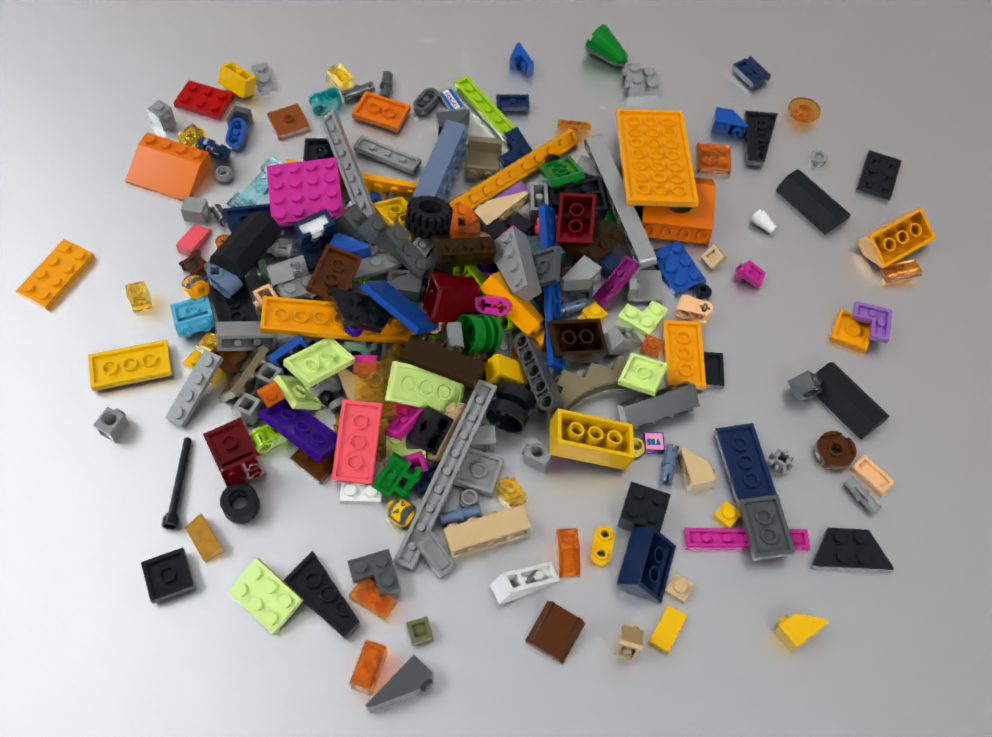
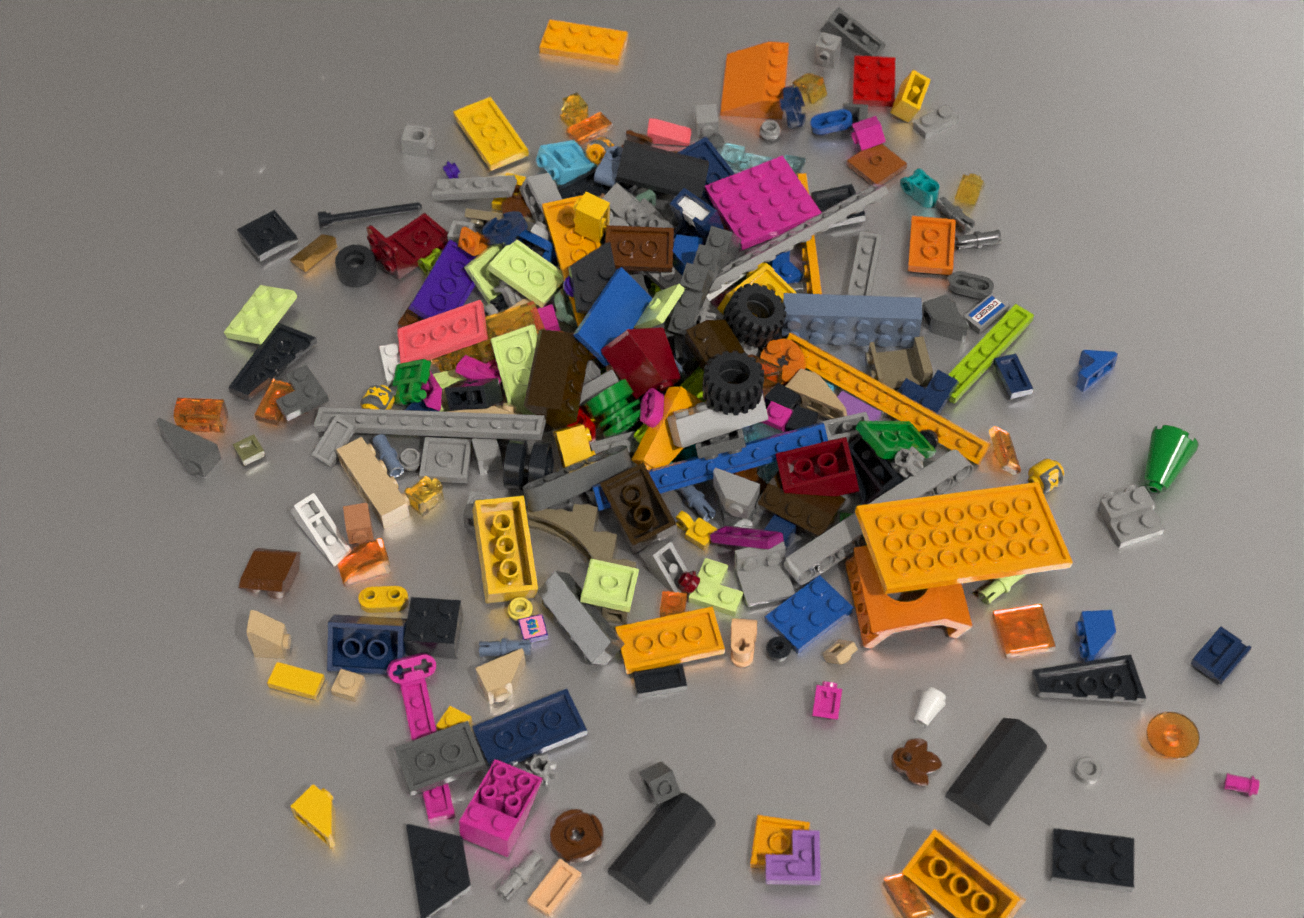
camera: 80 degrees right, 5 degrees down
(143, 97) = (853, 34): none -> dark grey slope
(159, 292) = (589, 129): none -> clear orange plate
(161, 404) = (451, 170): none -> dark purple plate
(261, 113) = (867, 133): none -> dark pink brick
(277, 342) = (539, 229): none -> light grey plate
(281, 365) = (505, 229): none -> dark blue plate
(300, 290) = (591, 216): none -> yellow brick
(404, 272) = (660, 307): none -> yellowish green plate
(510, 246) = (728, 396): none -> black tyre
(541, 545) = (358, 523): none -> nougat slope
(594, 162) = (908, 462): none -> light grey gear
(600, 110) = (1048, 474): none -> yellow head
(643, 329) = (688, 581): none -> dark red plate
(677, 534) = (409, 662): none -> dark pink beam
(801, 240) = (918, 762): none -> reddish brown plate
(811, 494) = (499, 808): none -> dark pink slope
(840, 88) = (1242, 784): none -> dark pink pin

